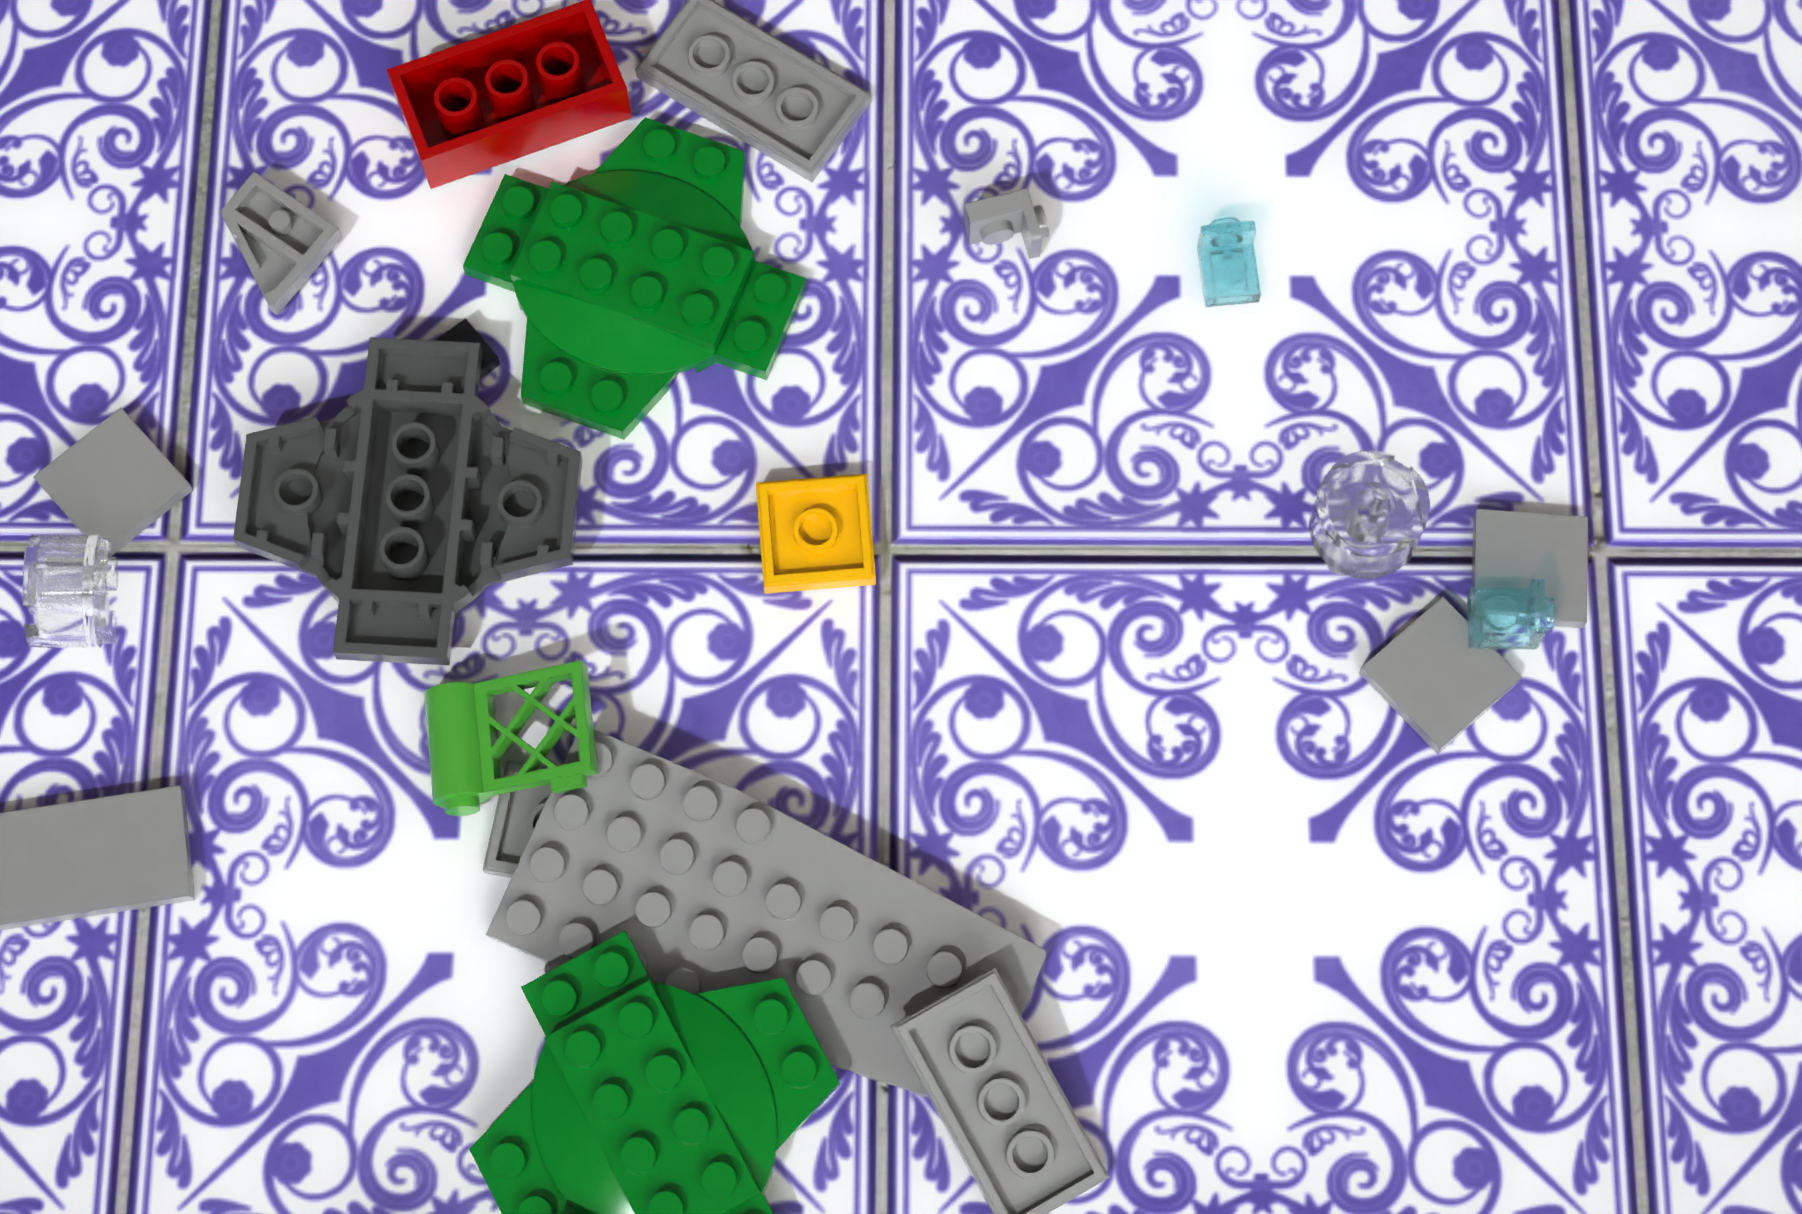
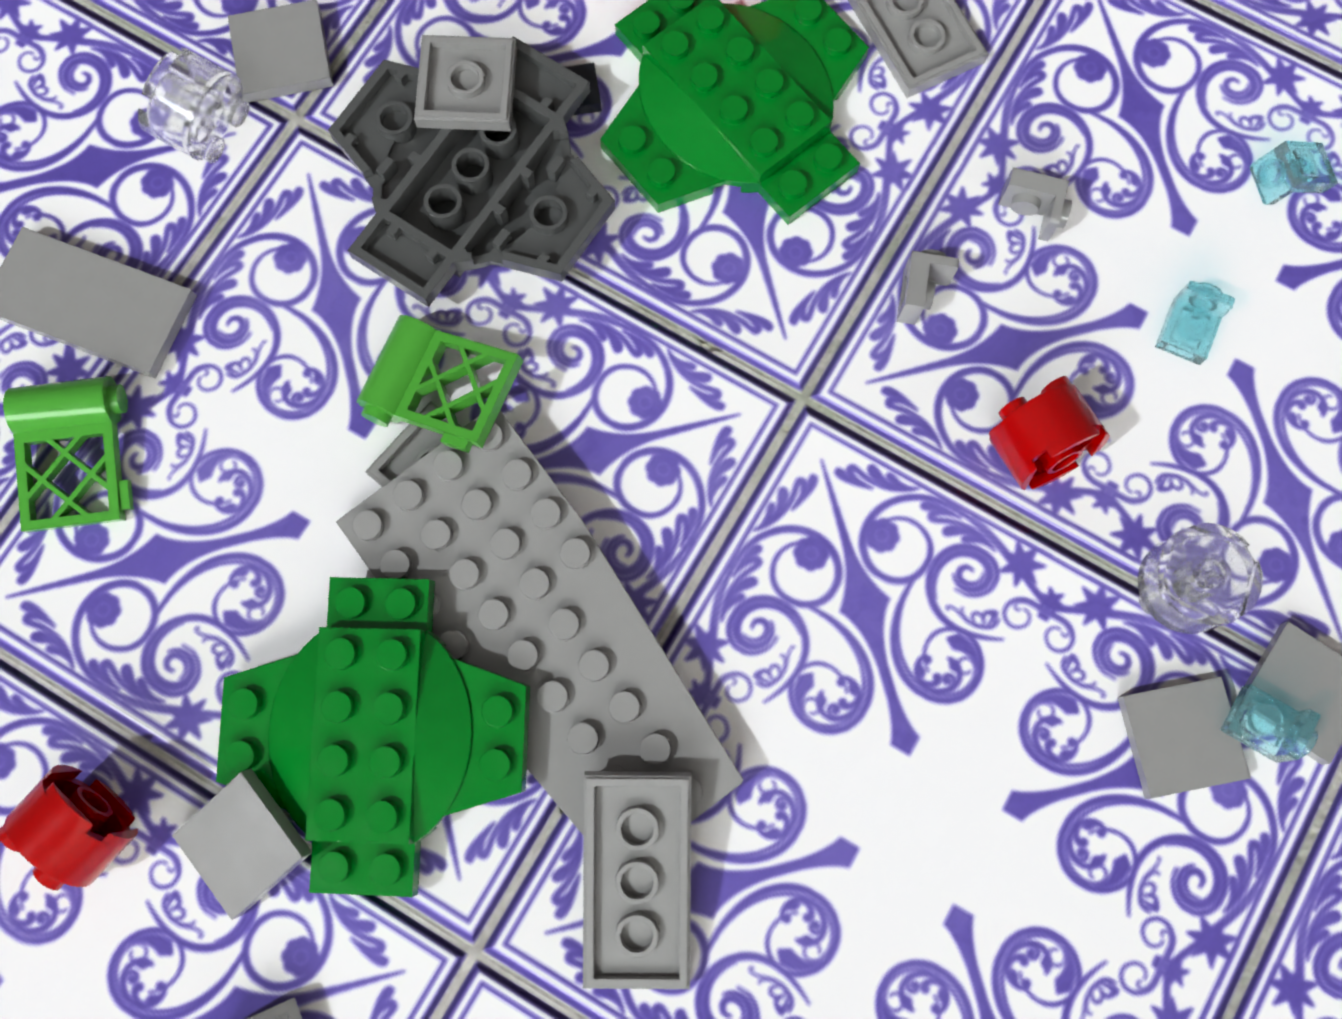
camera: 30 degrees right, 5 degrees up
(130, 984) = (66, 413): none -> bright green piece
(353, 413) = (466, 83): none -> light grey tile
(815, 533) = (756, 357): yellow plate -> none
(935, 367) = (919, 280): none -> light grey bracket
(1147, 454) = (1047, 434): none -> red brick
(1241, 56) = (1293, 168): none -> clear light blue bracket

